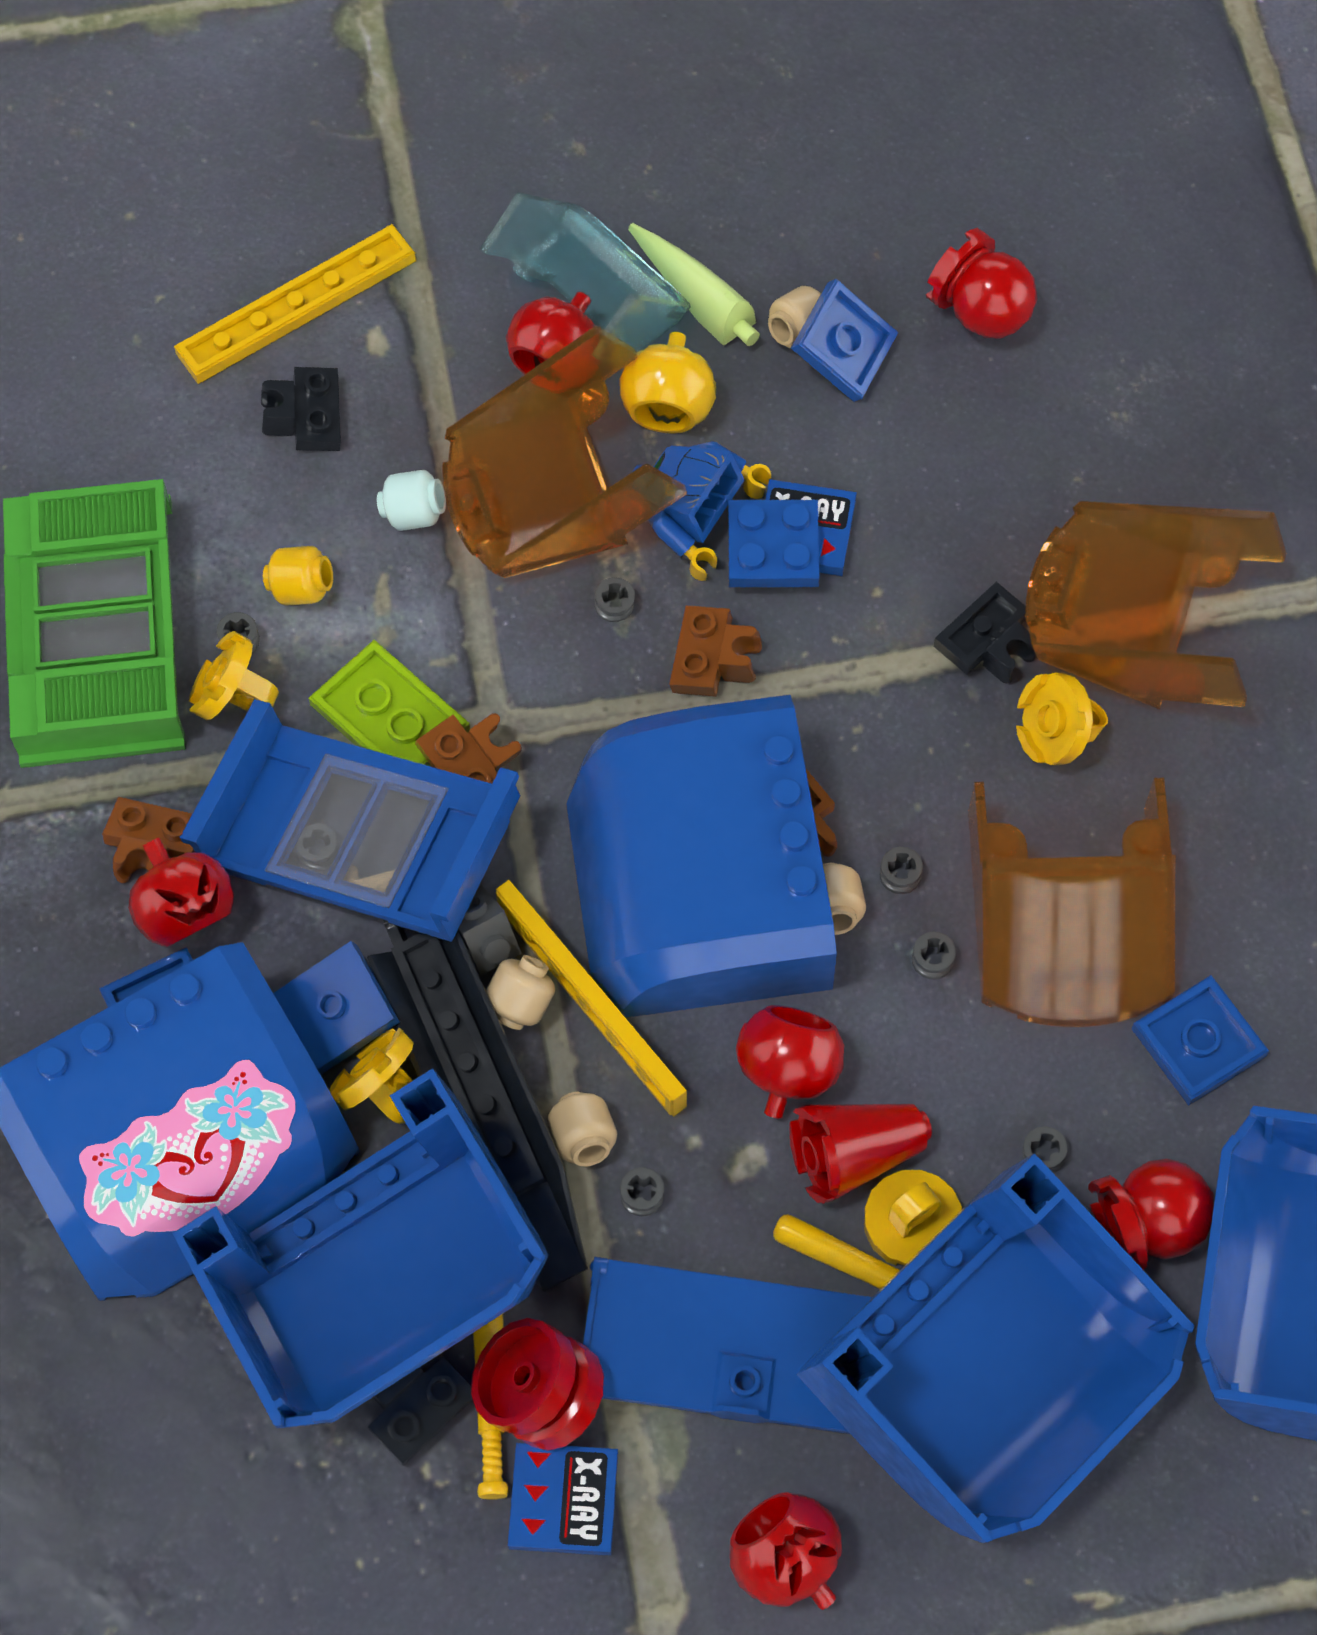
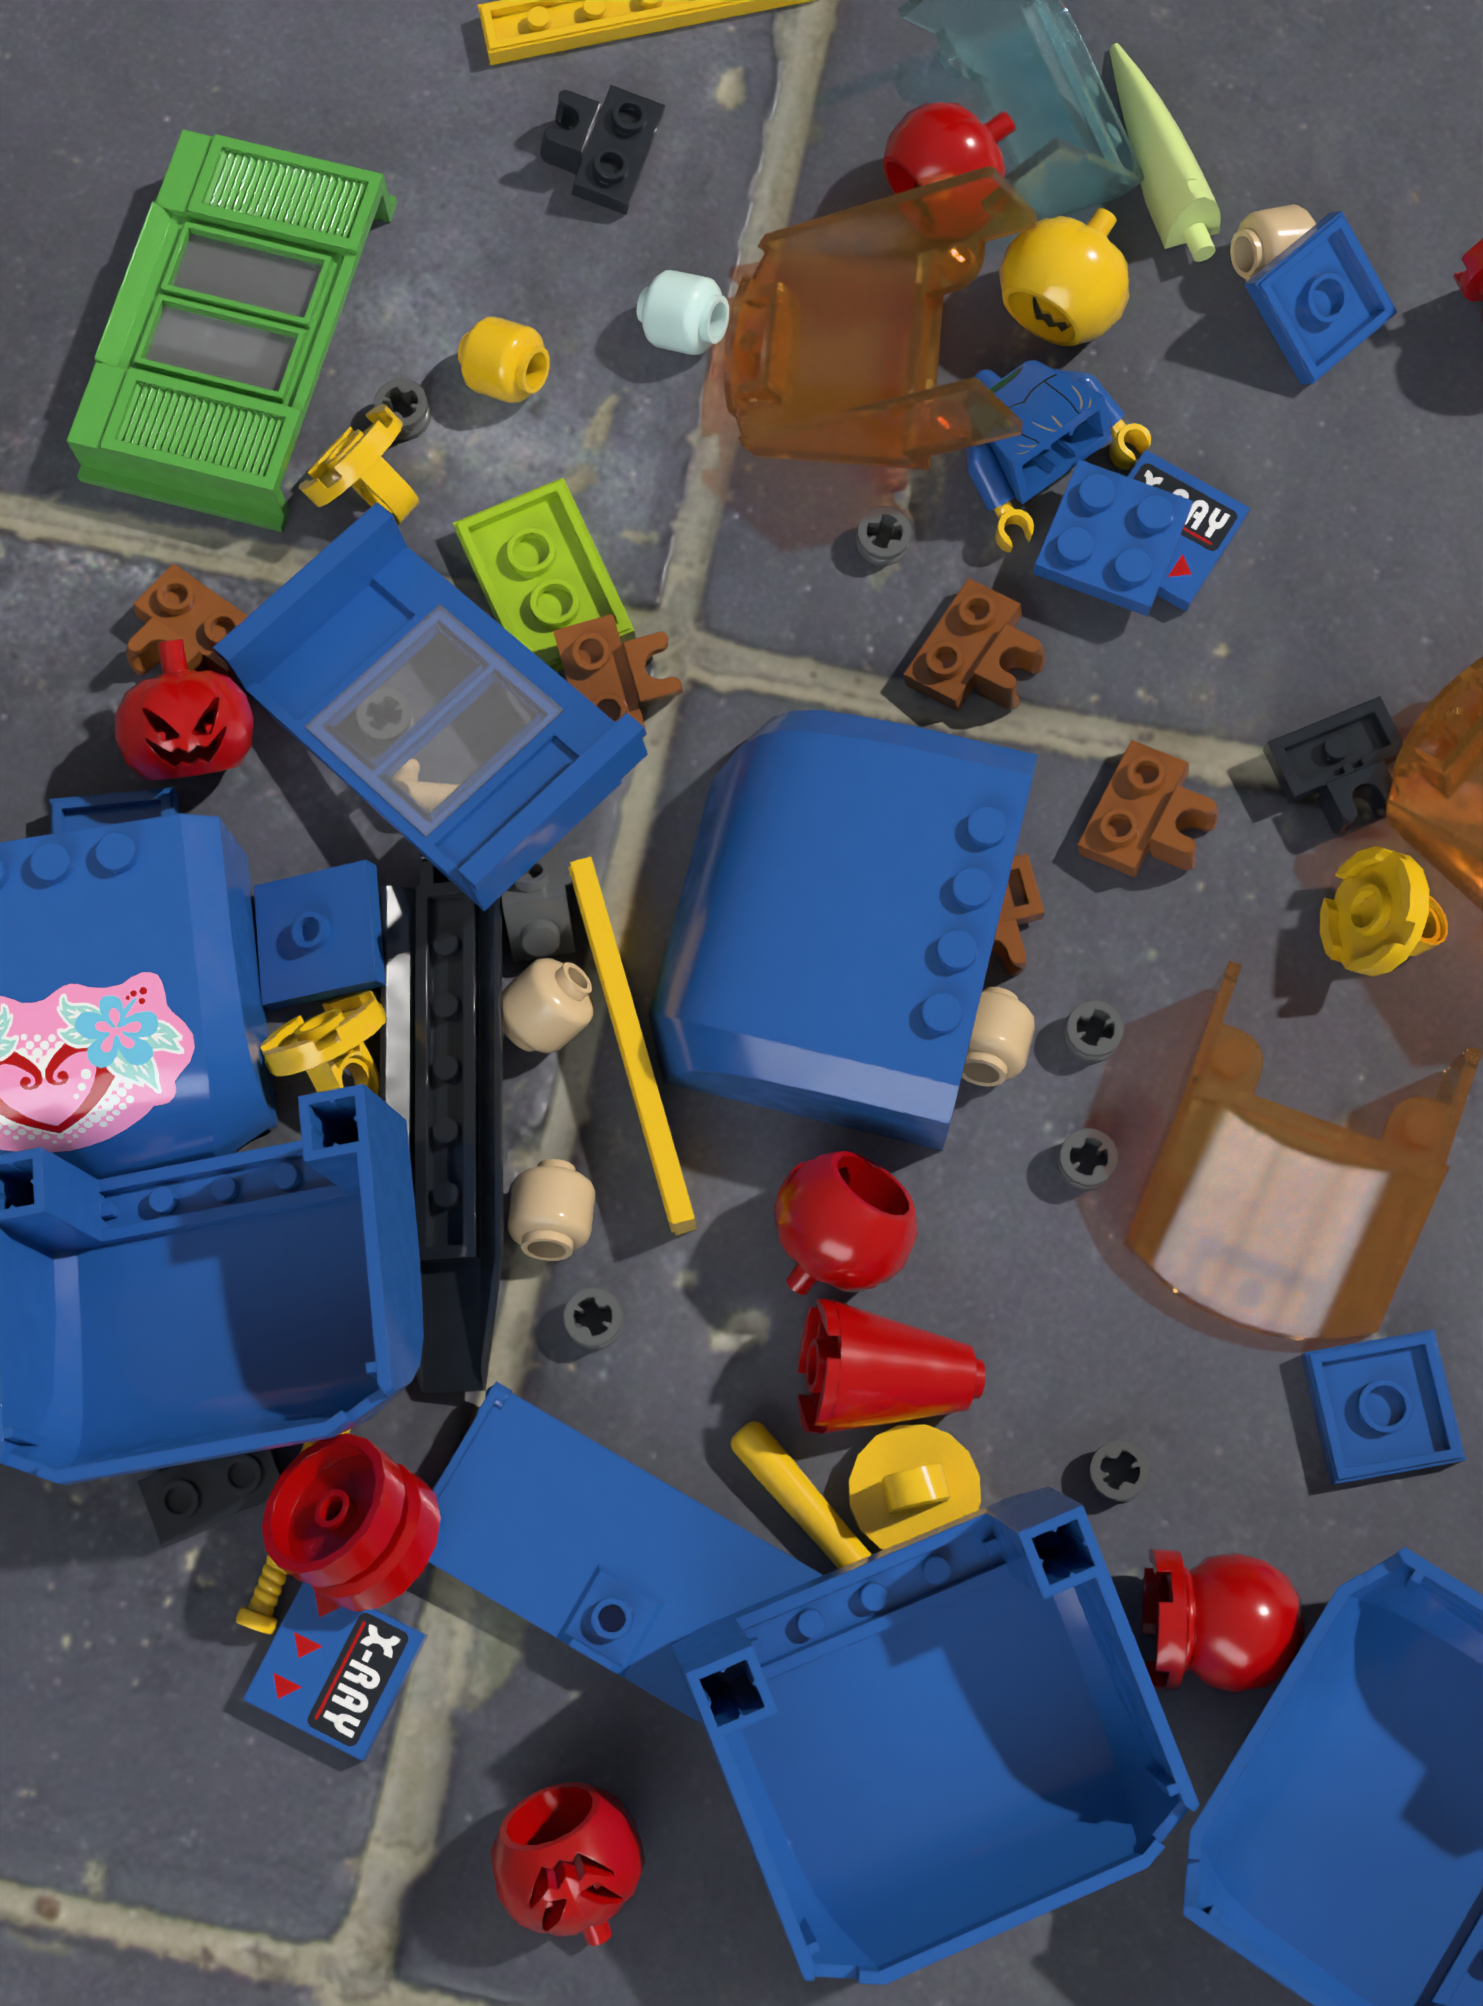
camera: 25 degrees right, 10 degrees up
(875, 713) = (1146, 813): none -> dark orange plate

